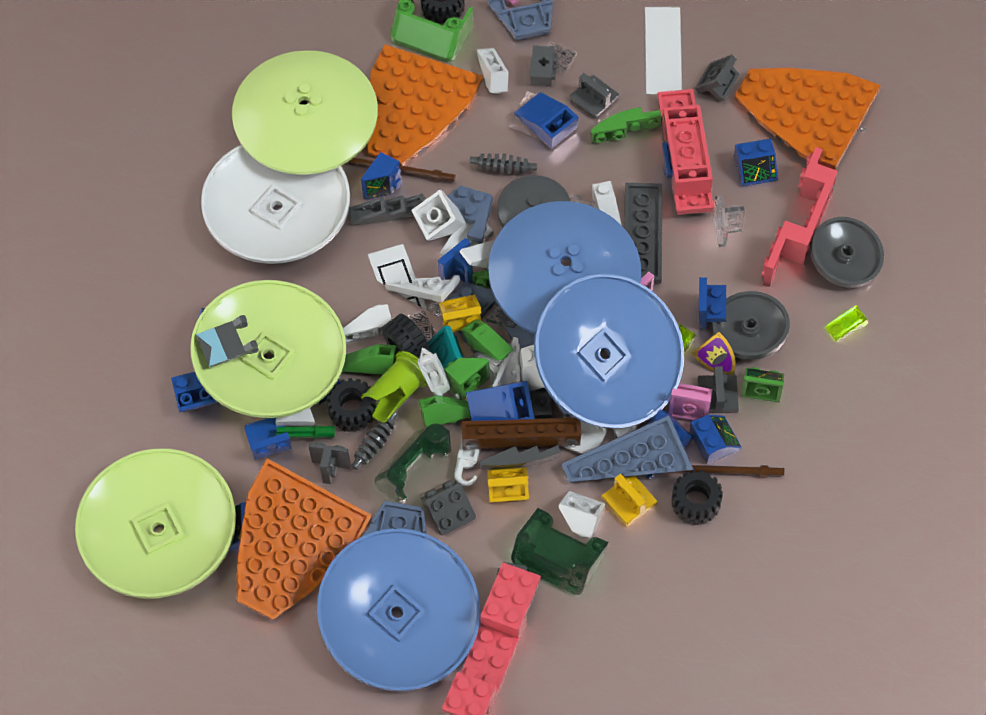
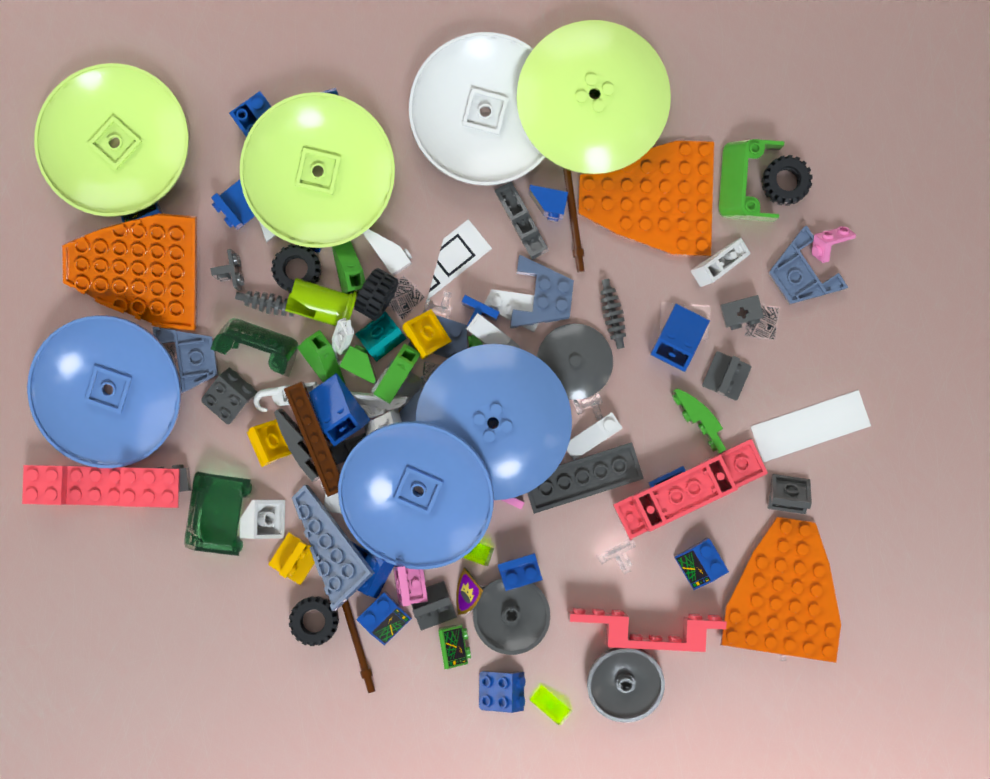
camera: 65 degrees right, 25 degrees up
(224, 343) = (300, 127): dark grey flag -> none
(308, 431) = (255, 236): green axle -> none
(426, 288) = (443, 298): white wing -> none
(438, 216) = (523, 274): white slope -> none
(819, 360) = (501, 691): none -> blue bracket

